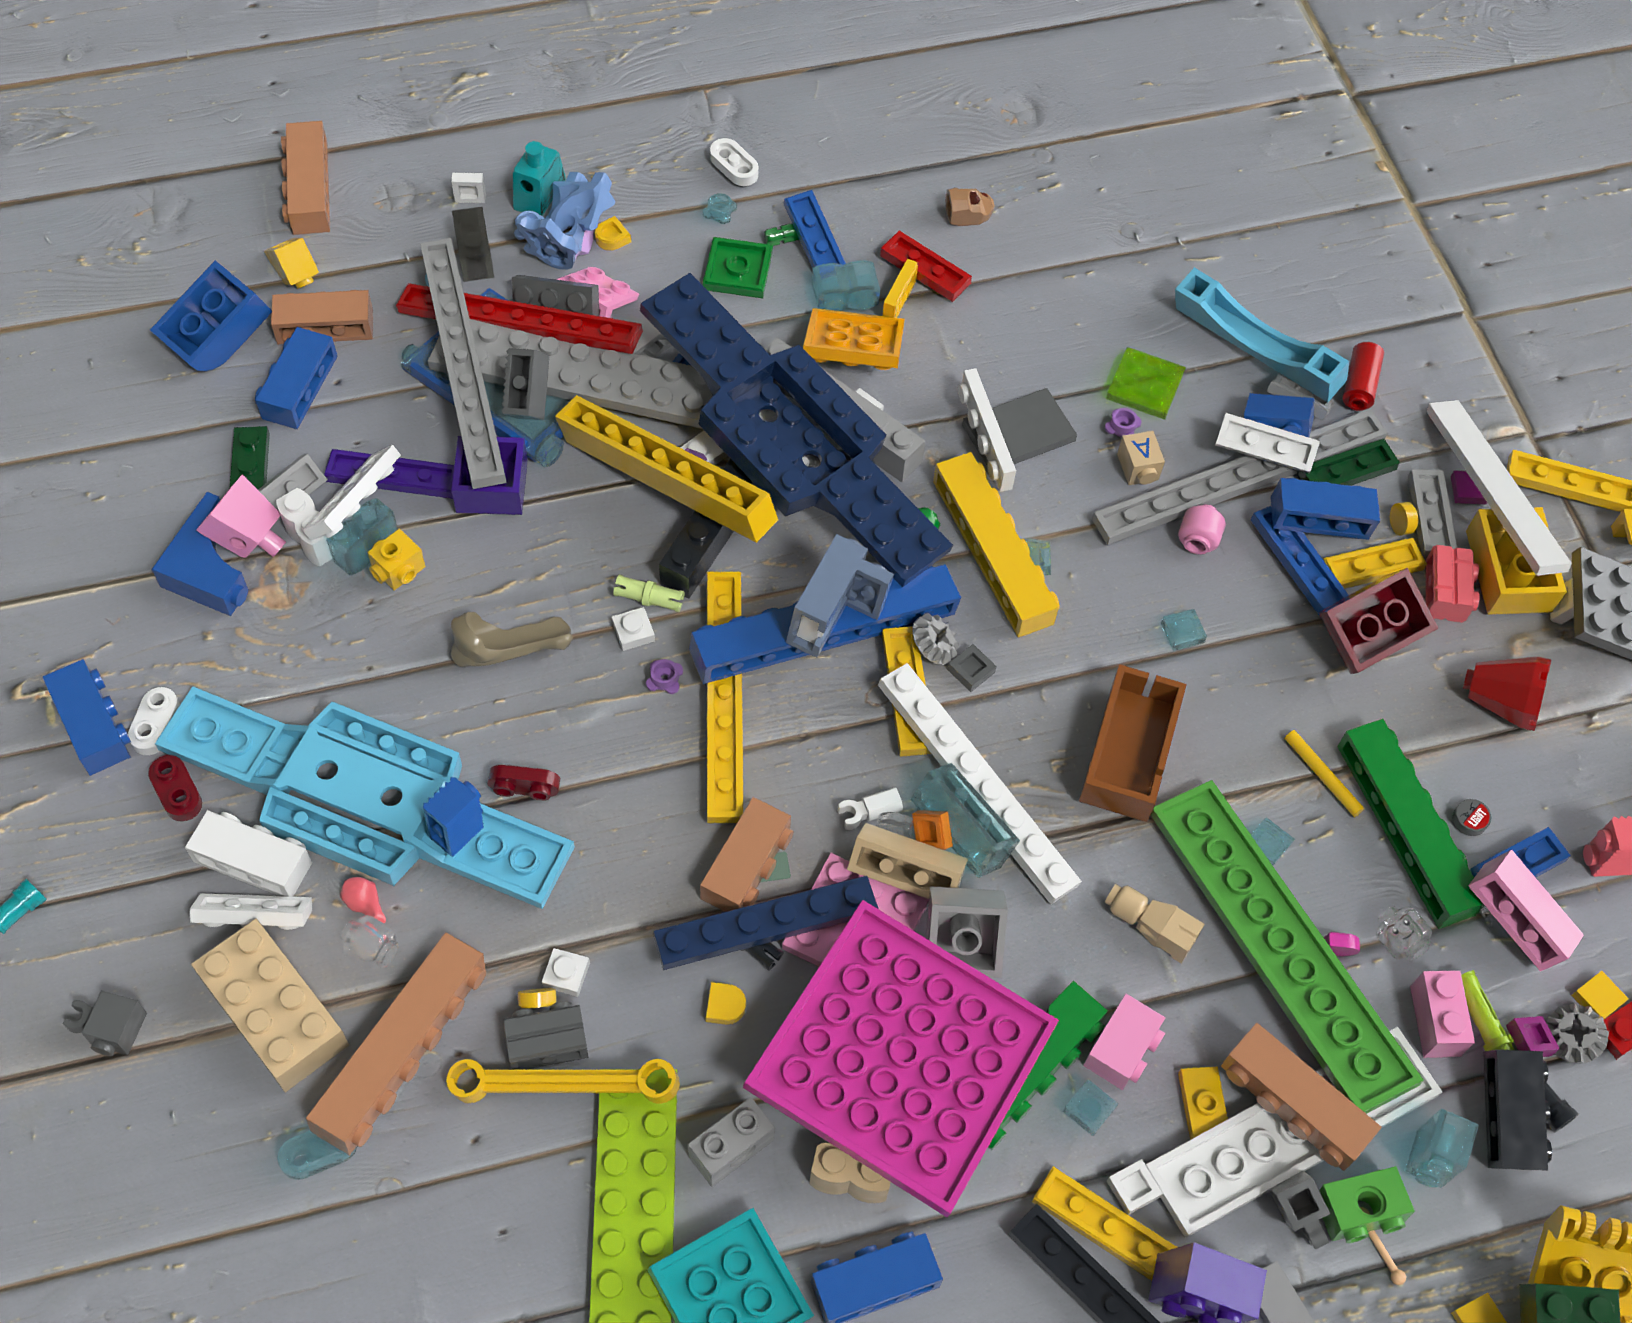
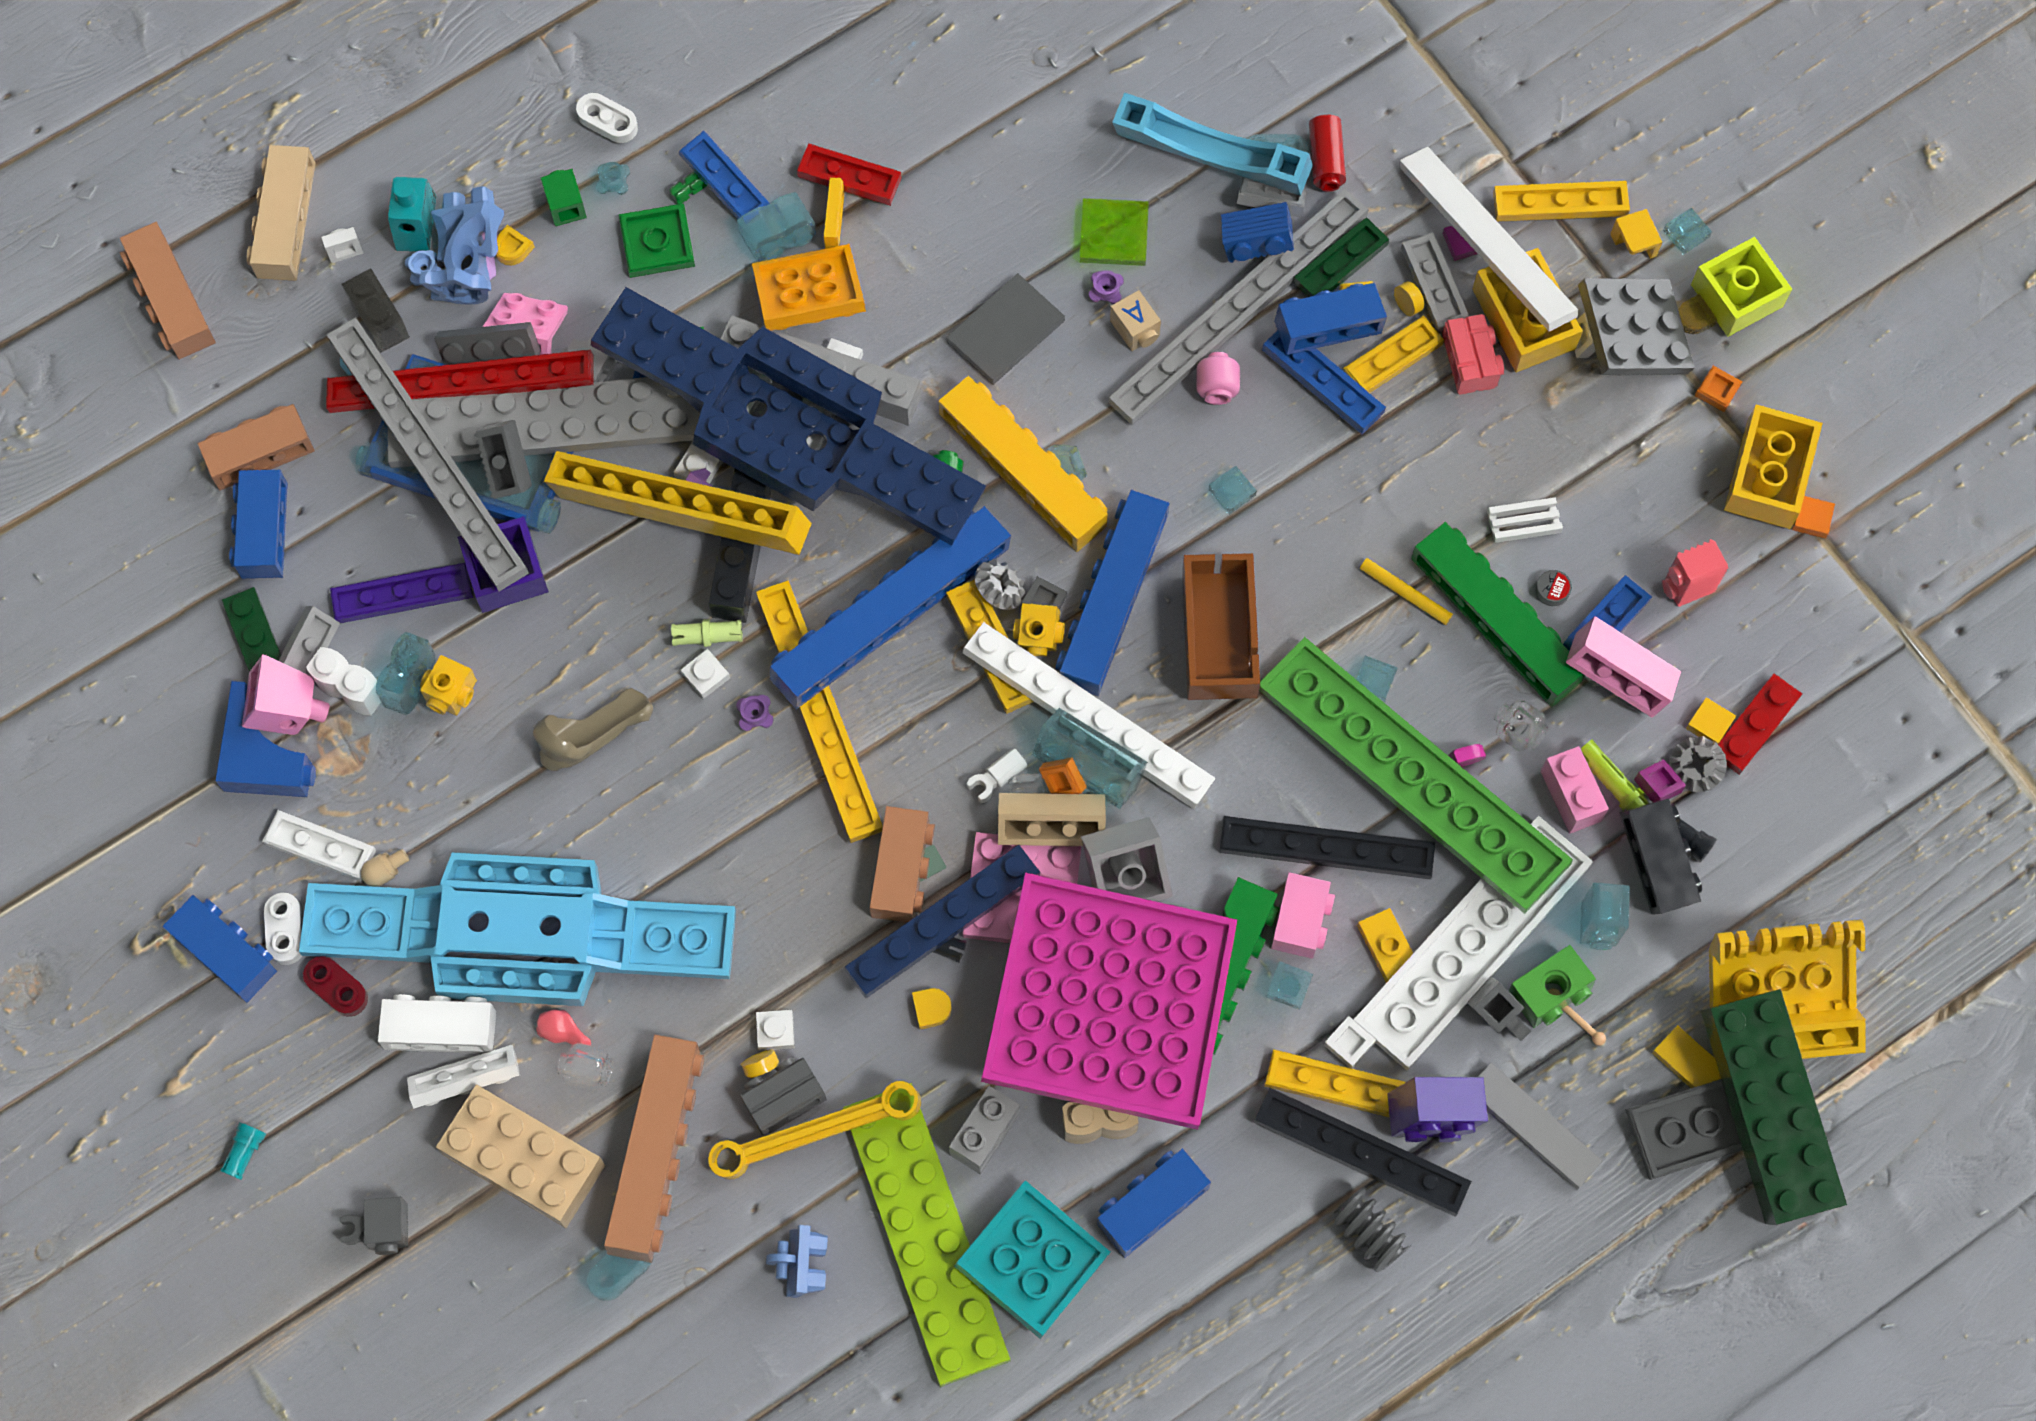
camera: 15 degrees left, 10 degrees up
(211, 319) = (146, 492): blue brick -> none
(220, 660) = (318, 845): none -> white tile
(267, 697) = (382, 868): none -> tan cylinder
(292, 262) = (196, 394): yellow slope -> none
(347, 499) = (380, 635): white plate -> none
(430, 149) = (281, 212): none -> tan brick
(454, 815) = (620, 925): blue brick -> none
(505, 1193) = (801, 1245): none -> medium blue hips
(534, 782) = (651, 868): dark red plate -> none
(671, 208) = (563, 197): none -> green brick
(838, 582) = (893, 567): sand blue brick -> none
(958, 687) = (1038, 616): none -> yellow brick
(968, 206) = (868, 88): medium nougat rock -> none
(989, 434) = (981, 352): white plate -> none
(1040, 680) = (1114, 591): none -> blue brick
(1159, 922) = (1297, 792): tan piece -> none
(1167, 983) = (1327, 847): none -> black tile
(1267, 443) = (1254, 265): white plate -> none
(1300, 1097) = (1469, 913): nougat brick -> none
(1378, 620) = (1412, 422): dark red brick -> none
(1460, 741) = (1521, 508): none -> white tile
(1510, 688) = (1555, 447): red cone -> none

